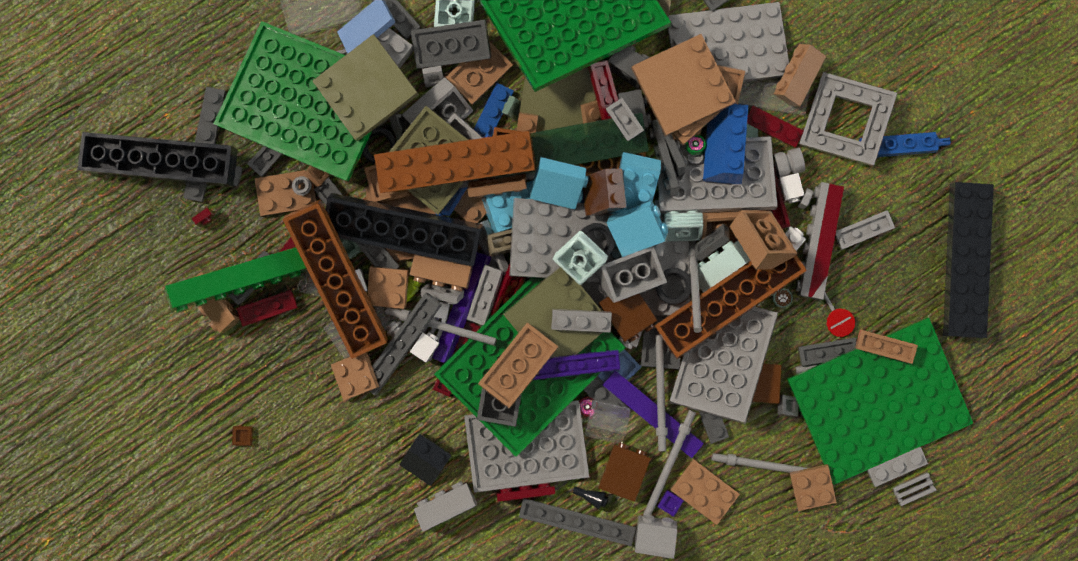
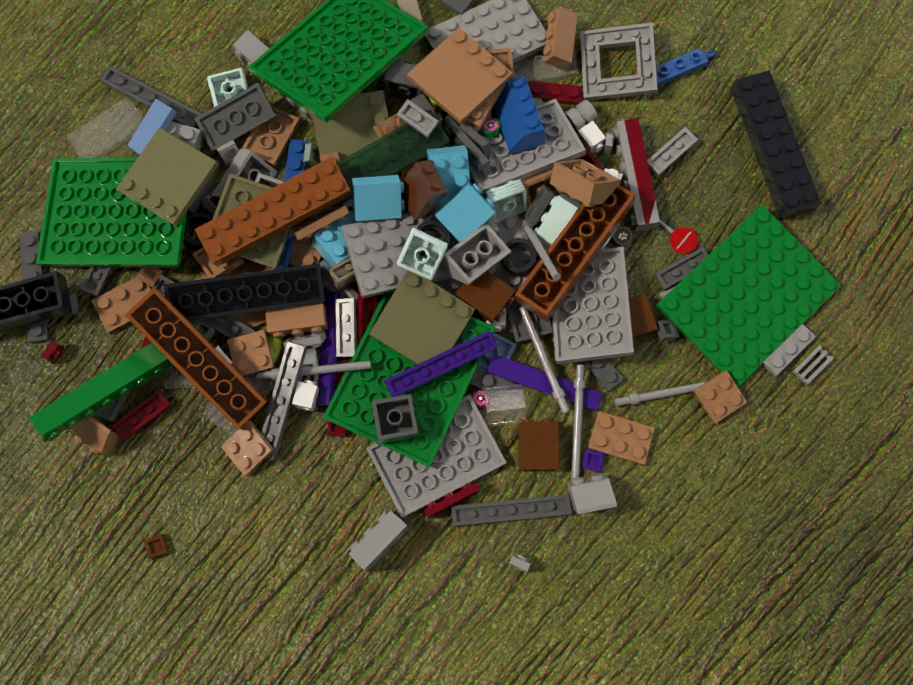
camera: 20 degrees left, 10 degrees down
(295, 185) = (137, 284): light grey plate -> none
(393, 328) = (268, 390): light grey plate -> none
(425, 459) = (343, 503): black slope -> none
(518, 365) = (399, 374): medium nougat plate -> none
(581, 320) = (444, 313): light grey plate -> none
(595, 498) = (519, 481): black cone -> none
(603, 87) = (386, 101): dark red plate -> none
(886, 346) = (734, 240): medium nougat plate -> none

